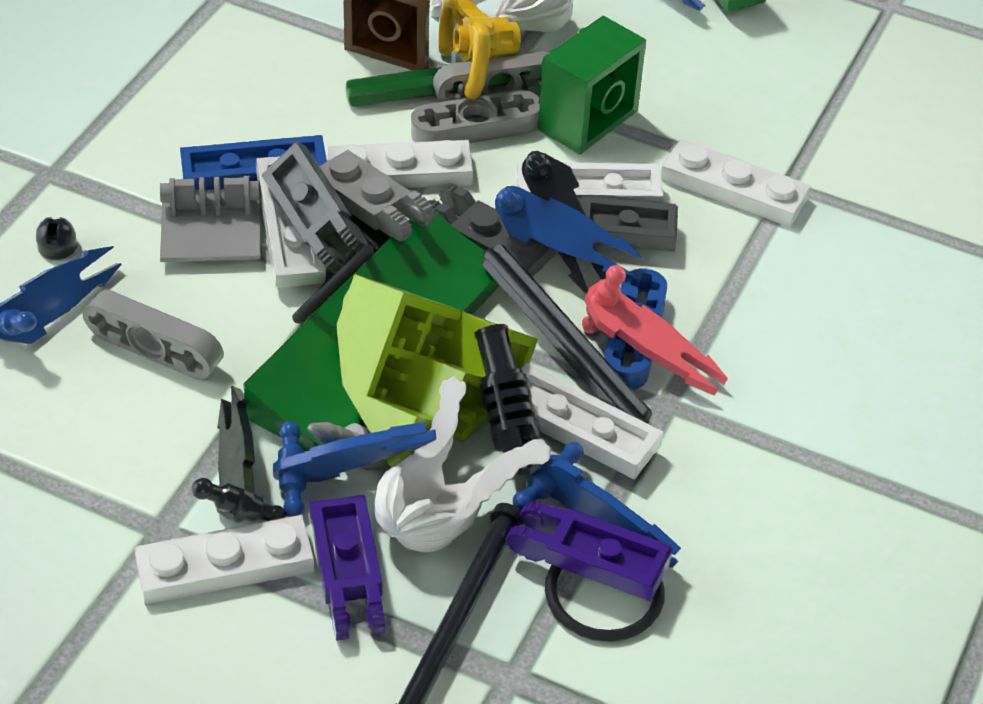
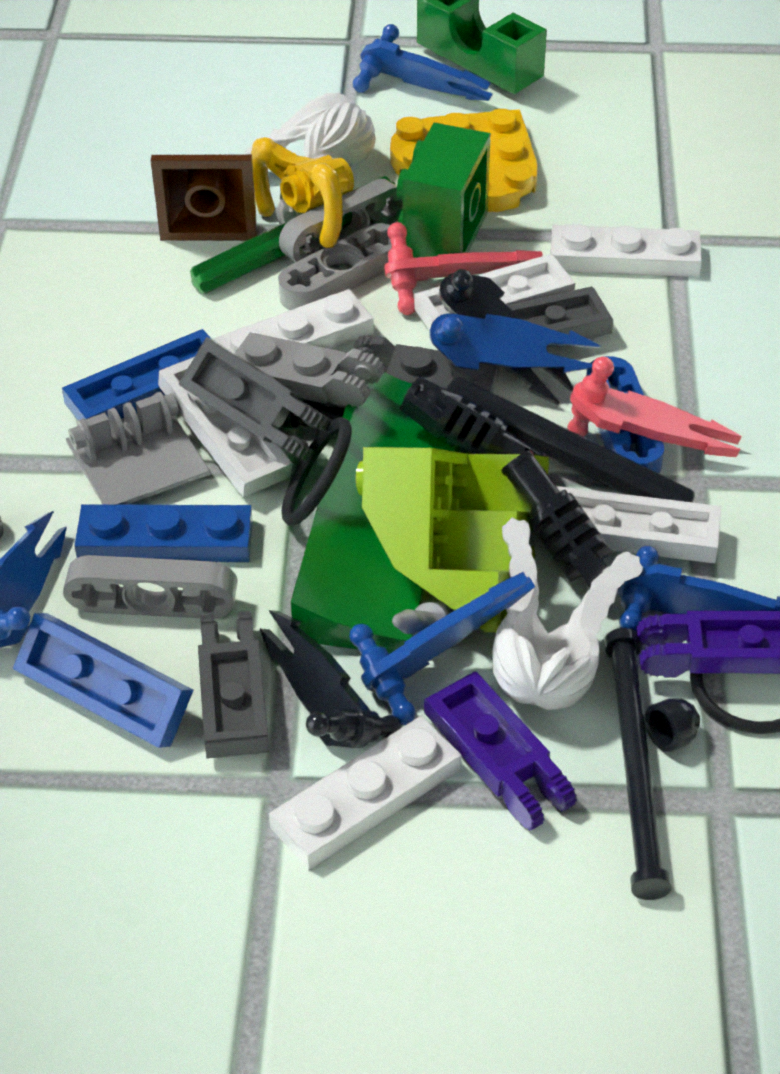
camera: 20 degrees left, 0 degrees up
(70, 395) = (103, 679): none -> plate
(167, 437) = (232, 691): none -> dark grey hinge
(195, 295) = (166, 532): none -> blue plate
(483, 286) = (448, 416): none -> black hinge
(506, 598) = (672, 723): none -> black hinge
(522, 138) = (406, 270): none -> coral piece
(674, 59) = (511, 153): none -> yellow plate

